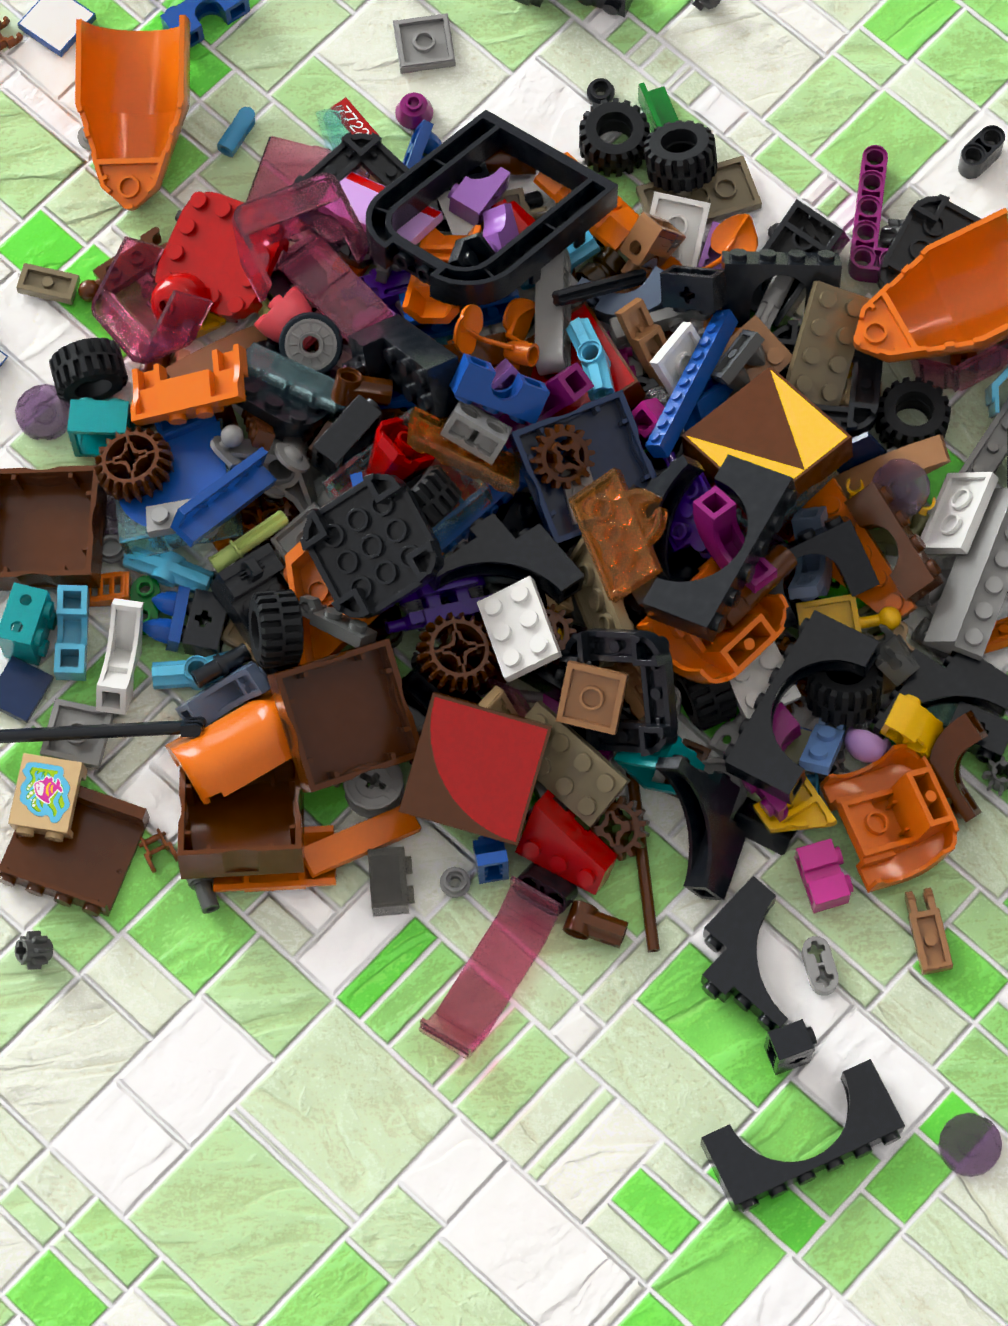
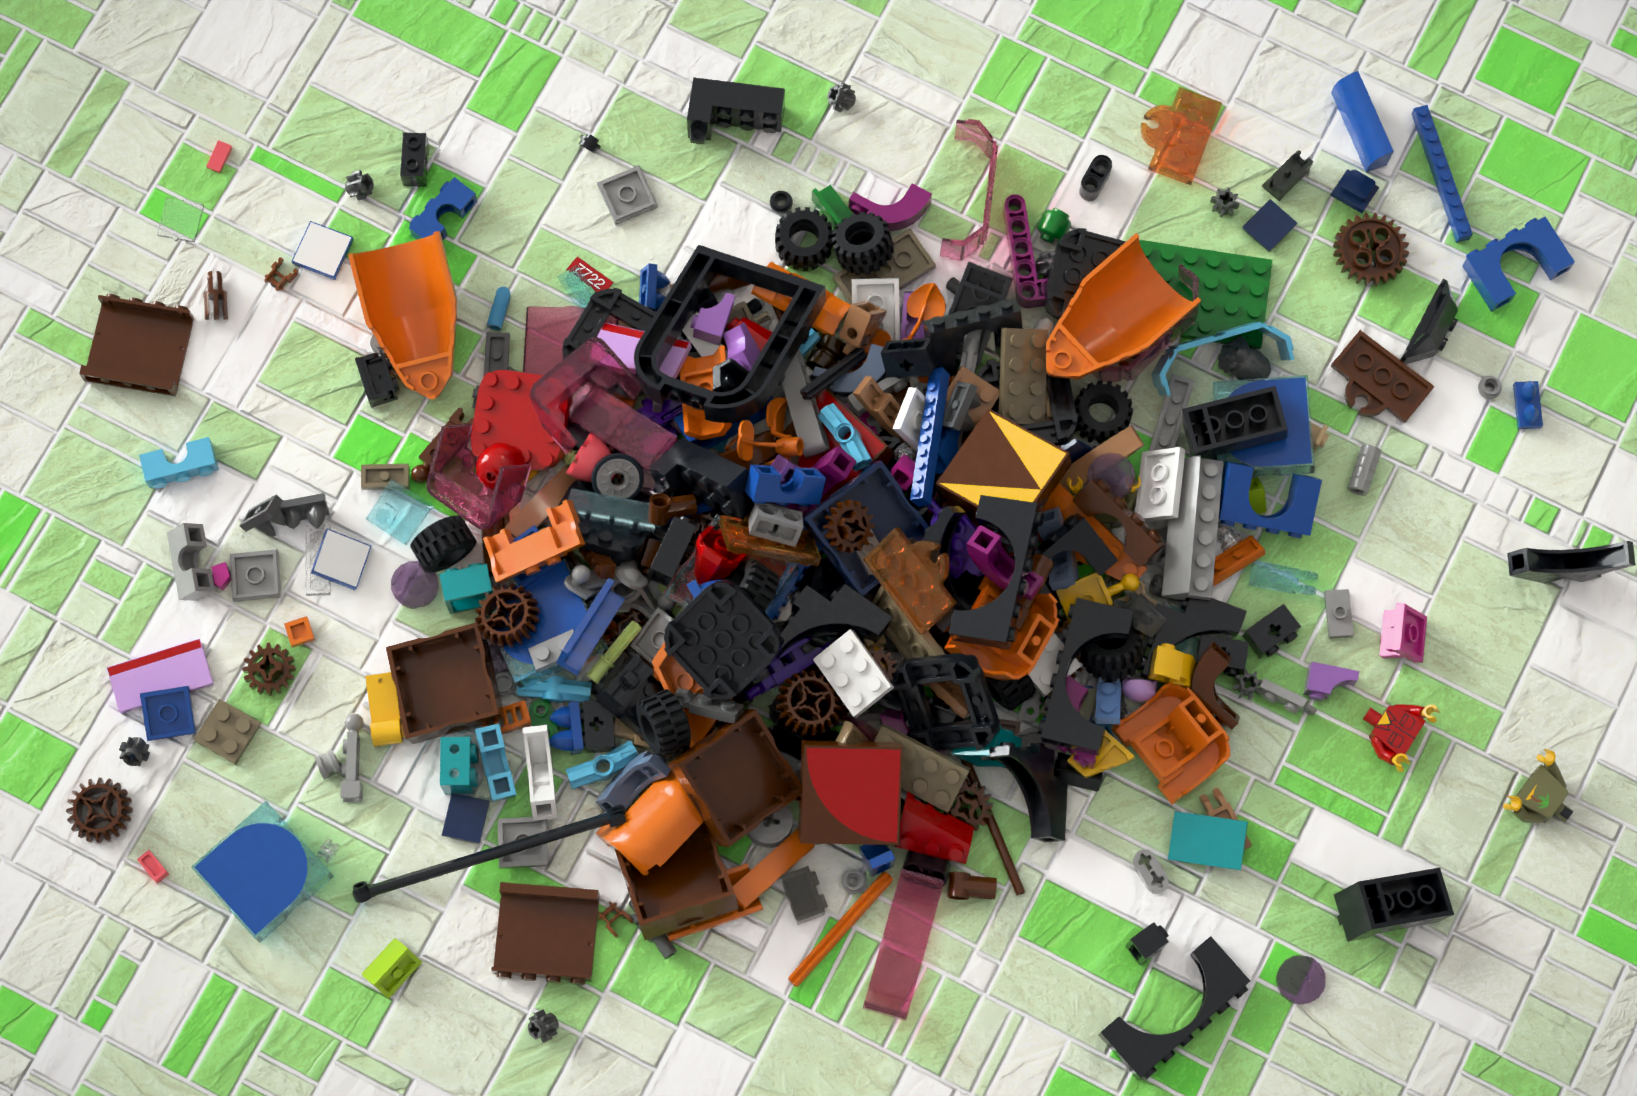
camera: 20 degrees left, 5 degrees up
(46, 796) = (516, 901): panel -> none
(51, 324) = (399, 511): none -> clear light blue plate
(73, 174) = (376, 378): none -> black hinge
(221, 174) = (496, 351): none -> dark grey plate
(221, 665) = (623, 759): black pin -> none
(413, 110) = (633, 259): magenta cone -> none
(422, 933) = (840, 929): none -> orange axle
(592, 697) = (925, 714): medium nougat plate -> none
(735, 137) = (896, 215): none -> magenta arch
(736, 970) = (1090, 893): black arch -> none
(822, 875) = (1133, 800): dark pink brick -> none
(847, 64) = (974, 131): none -> clear pink windscreen
(900, 946) = (1208, 840): none -> teal tile
(914, 188) = (1053, 225): none -> green head

